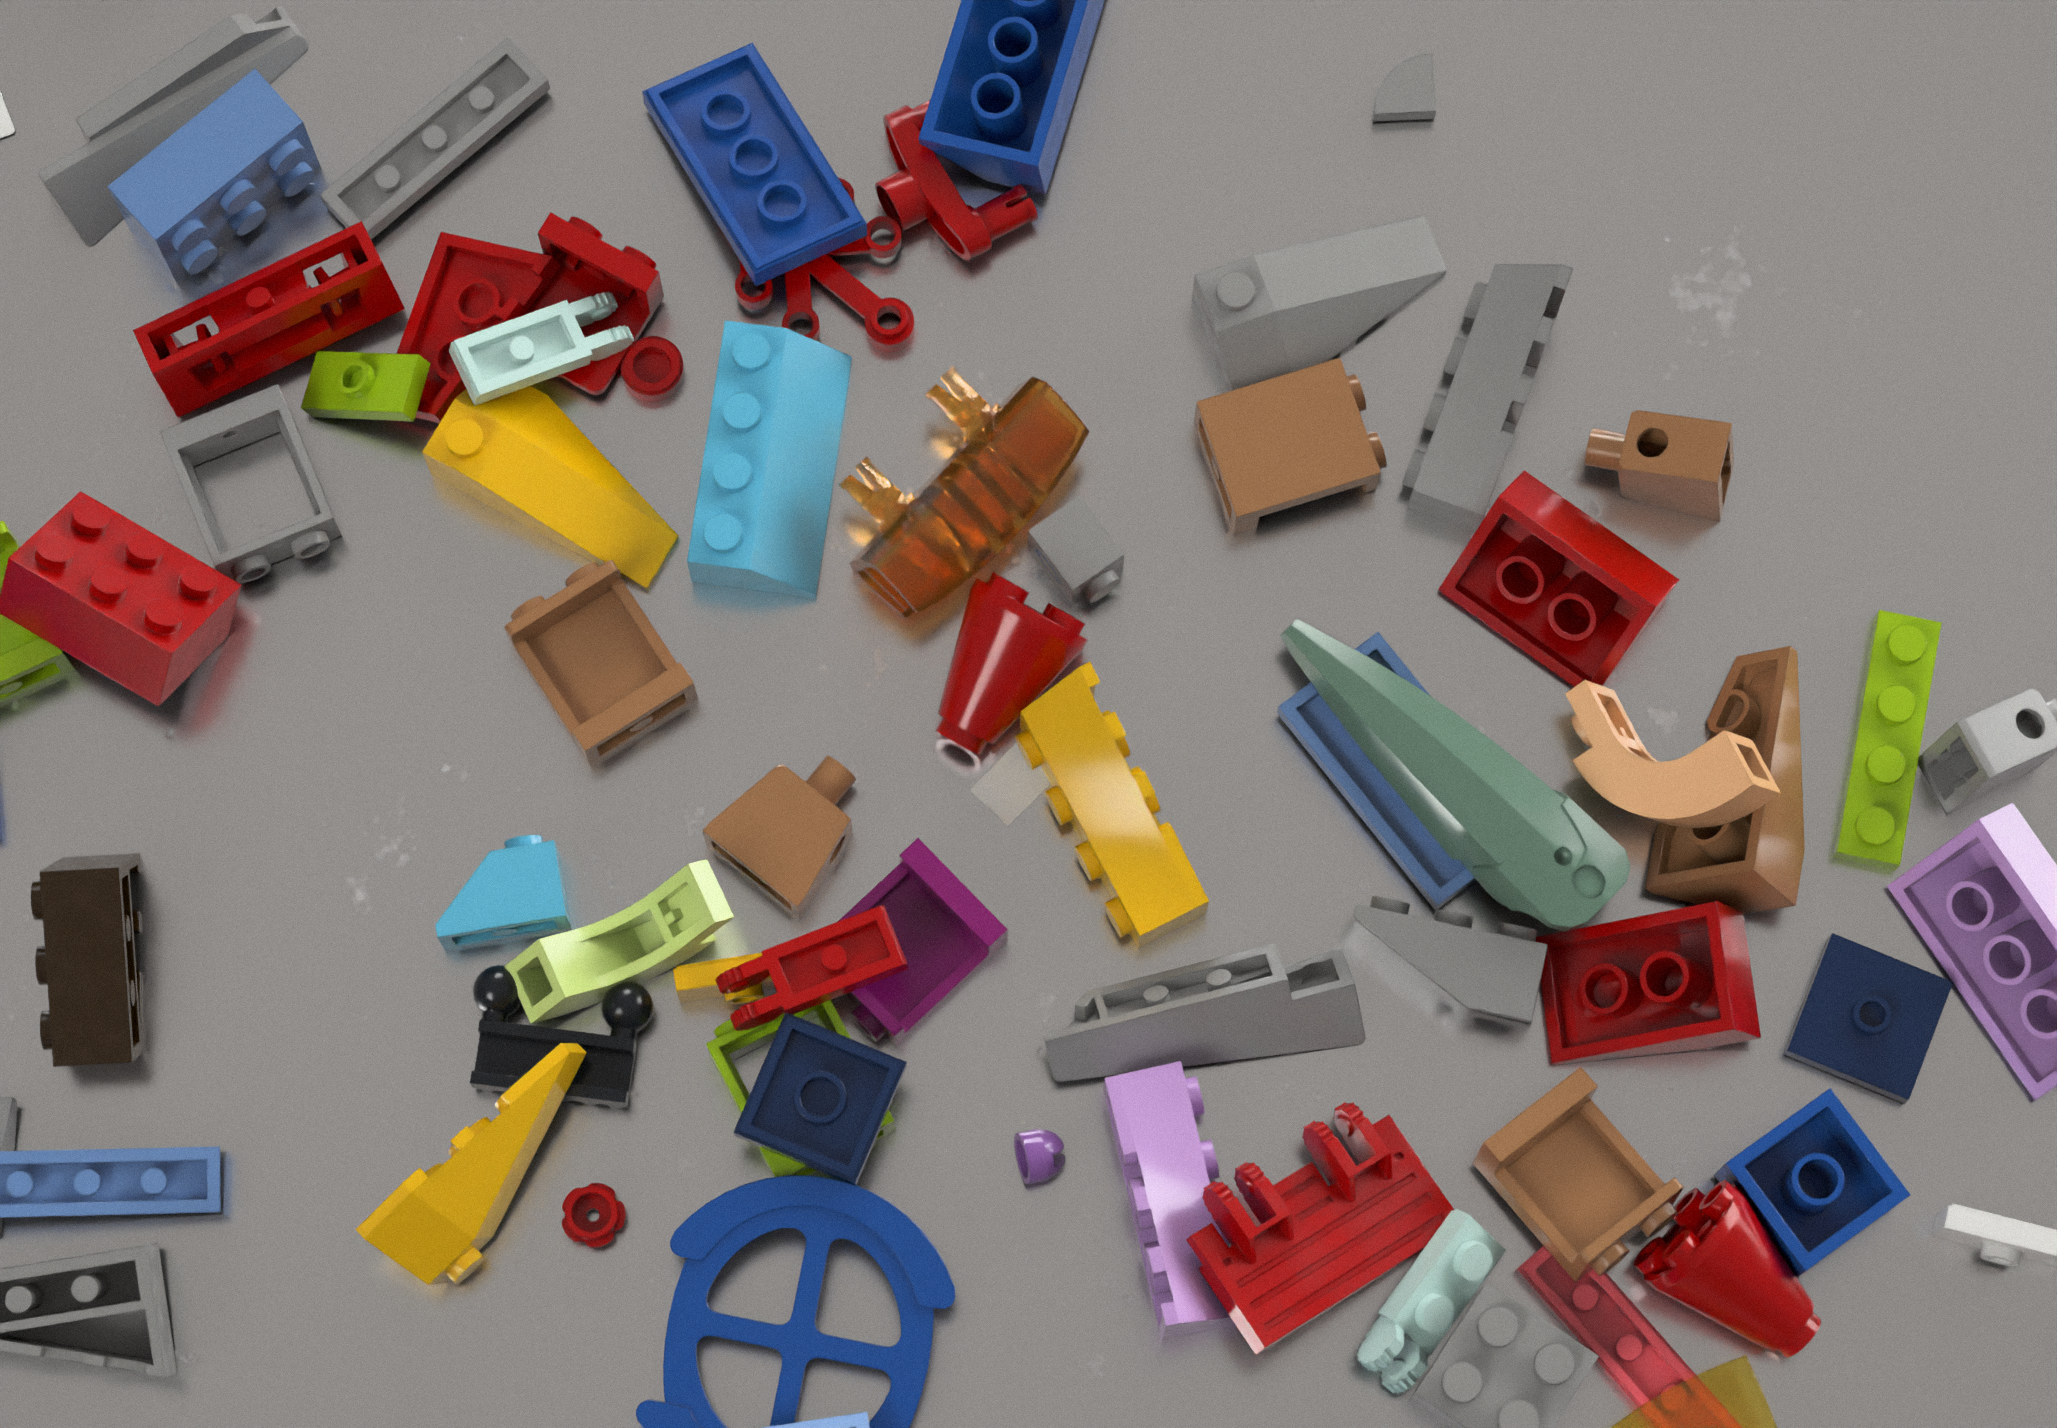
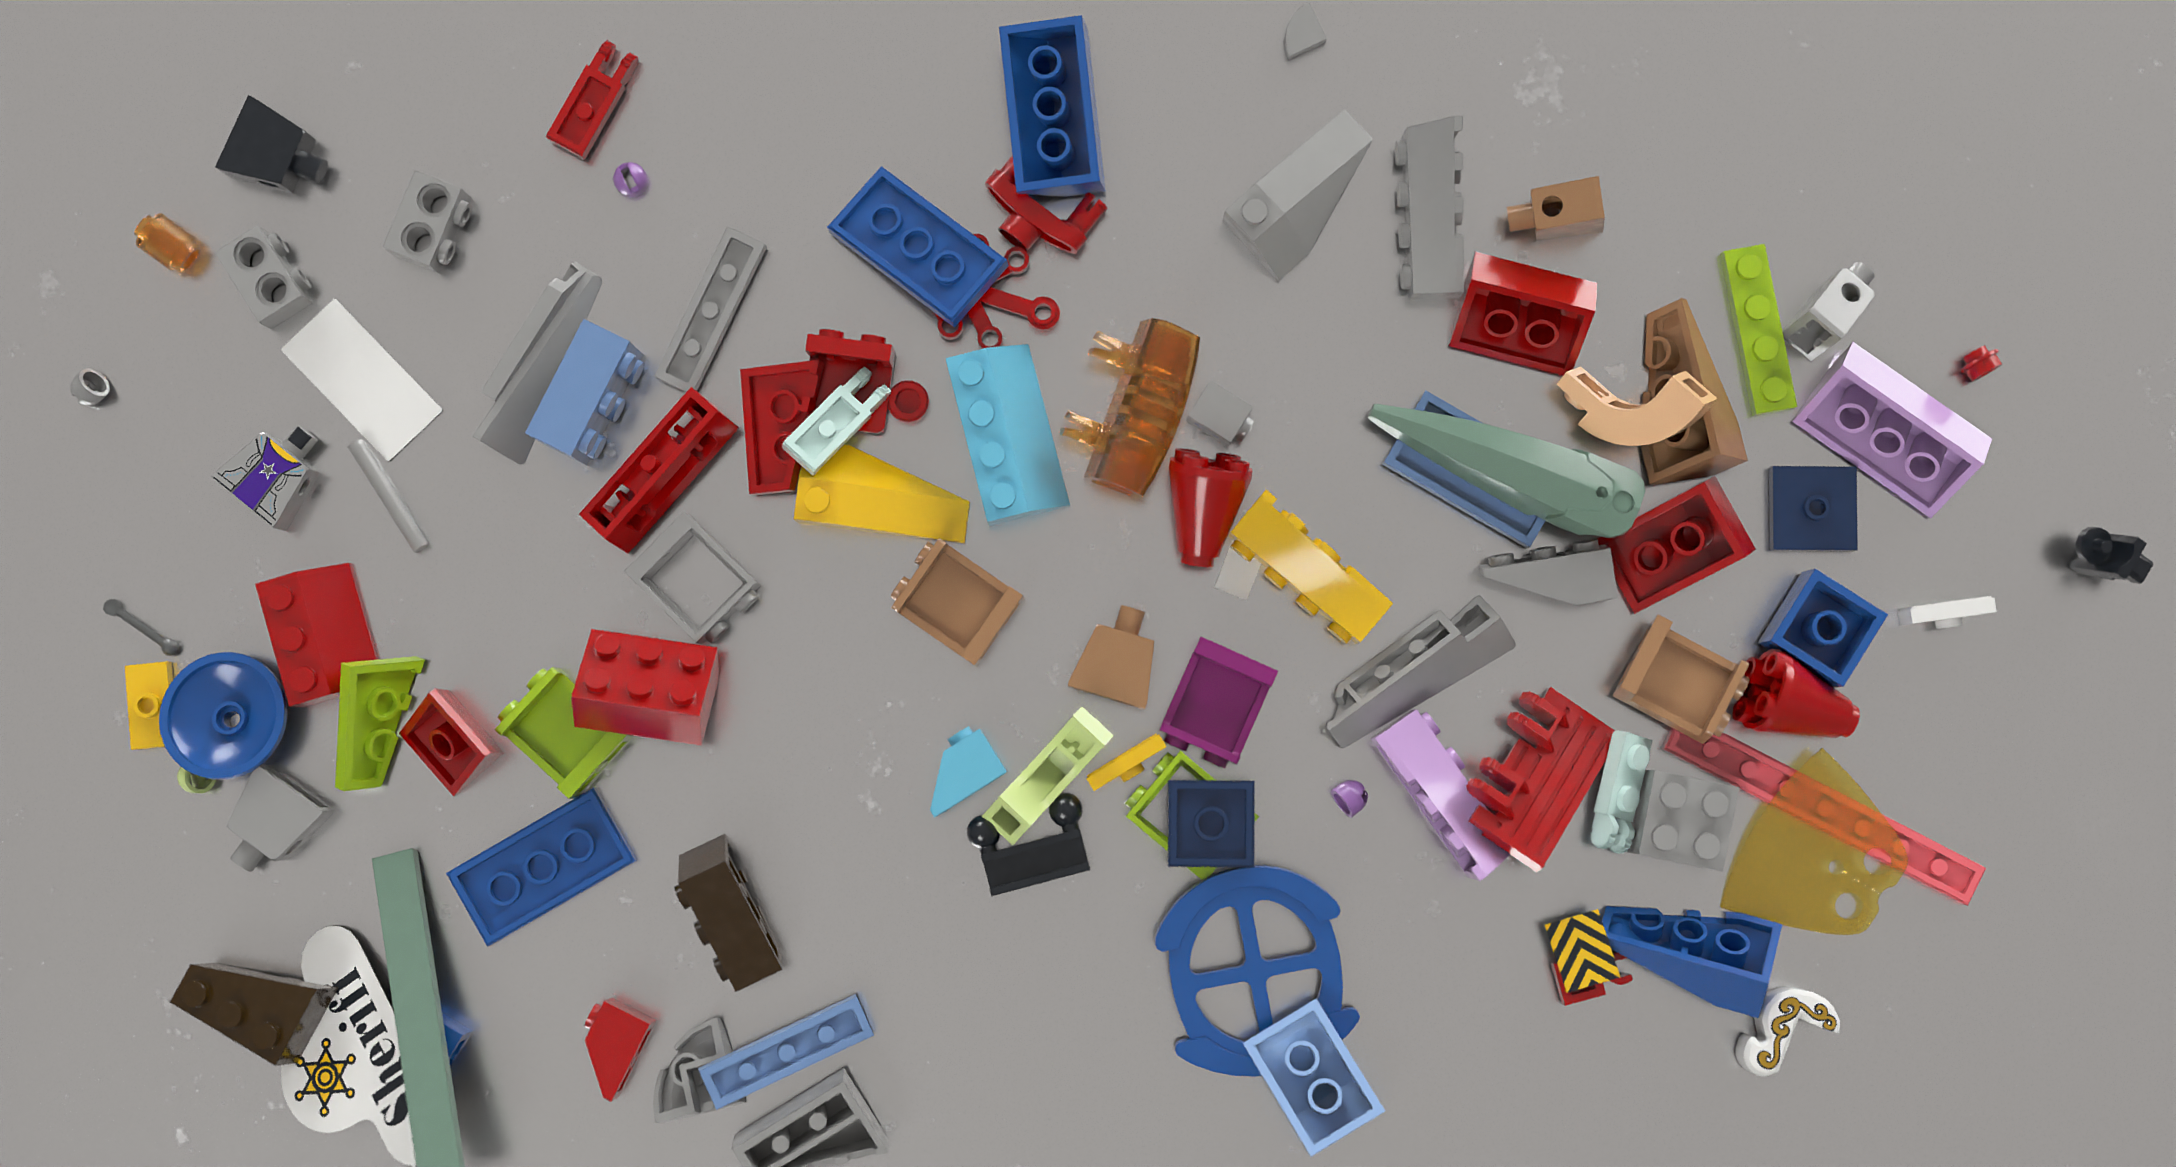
camera: 20 degrees left, 10 degrees up
(365, 385) = (737, 487): lime plate -> none
(453, 1209) = (1019, 970): yellow wedge -> none
(580, 1202) = (1086, 940): red plate -> none
(817, 967) = (1177, 743): red hinge -> none
(1288, 442) = (1323, 292): medium nougat panel -> none

